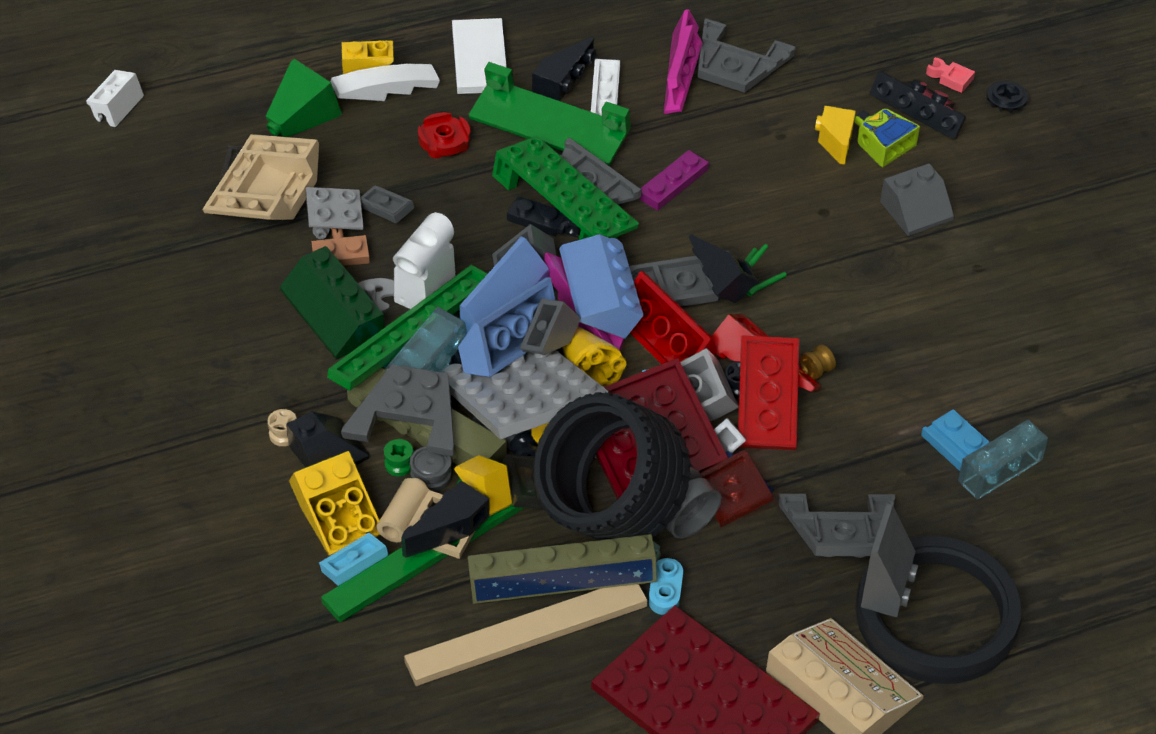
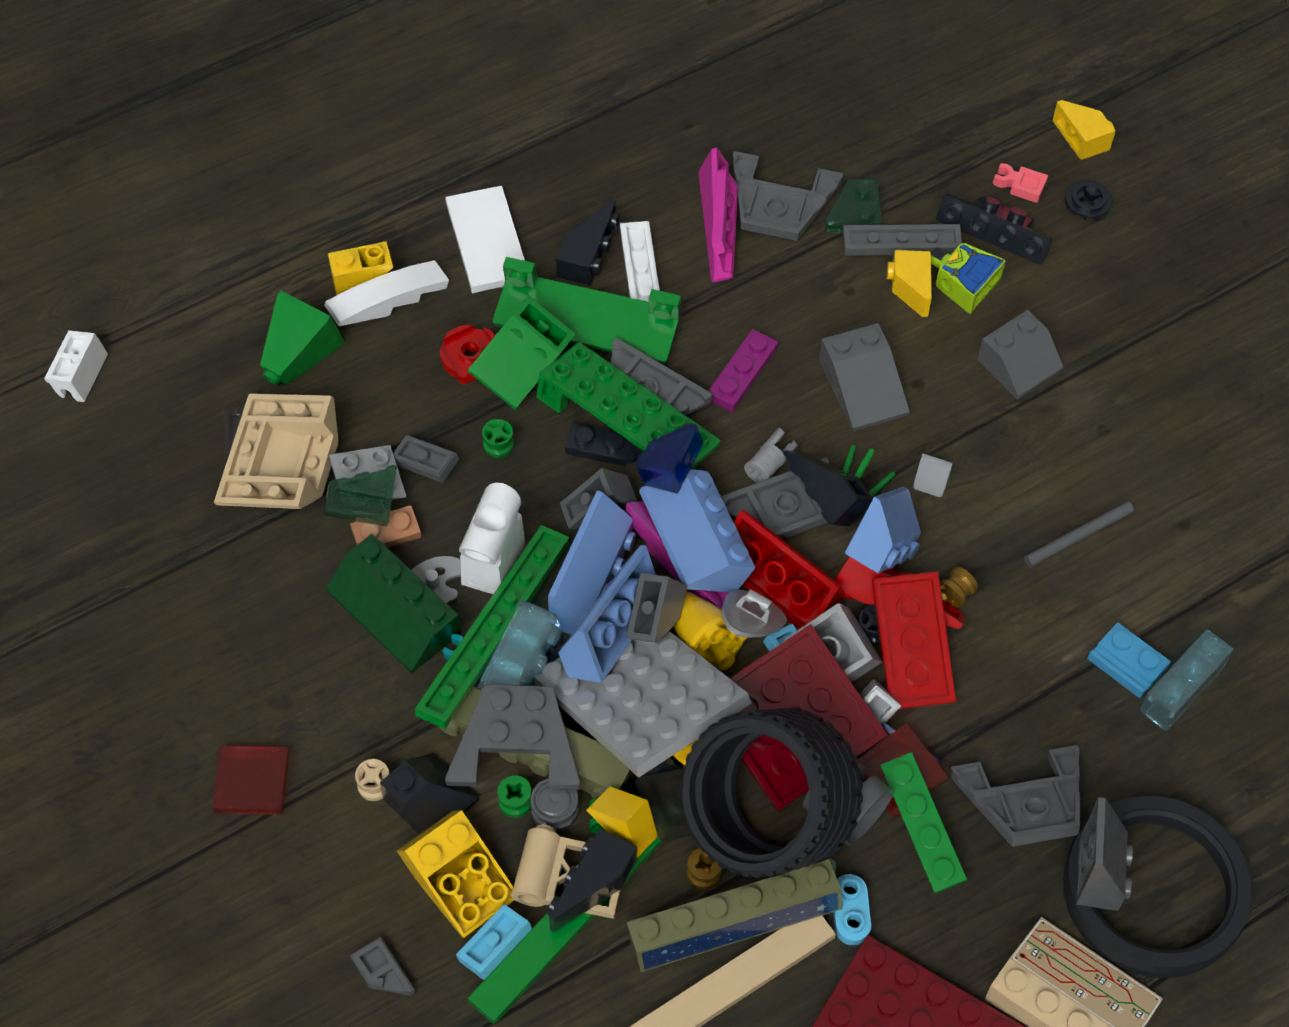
camera: 10 degrees left, 10 degrees up
(181, 413) = (250, 780): none -> clear red tile
(254, 566) = (381, 969): none -> dark grey tile
(324, 218) = (362, 497): none -> clear green wing
(451, 198) = (494, 431): none -> green wheel
(484, 131) = (520, 352): none -> green slope
(539, 532) = (700, 875): none -> pearl gold wheel
(589, 222) = (670, 458): none -> clear blue slope
(632, 350) = (751, 614): none -> light grey shield
(677, 245) = (768, 458): none -> light grey hinge
(743, 529) = (923, 823): none -> green plate
(762, 302) = (886, 532): none -> medium blue slope
(776, 196) = (863, 376): none -> dark grey slope
(801, 76) = (855, 206): none -> clear green wing
(815, 99) = (885, 239): none -> dark grey plate
(817, 277) = (932, 475): none -> light grey slope
(937, 340) = (1078, 534): none -> dark grey bar
(1016, 42) = (1083, 128): none -> yellow slope

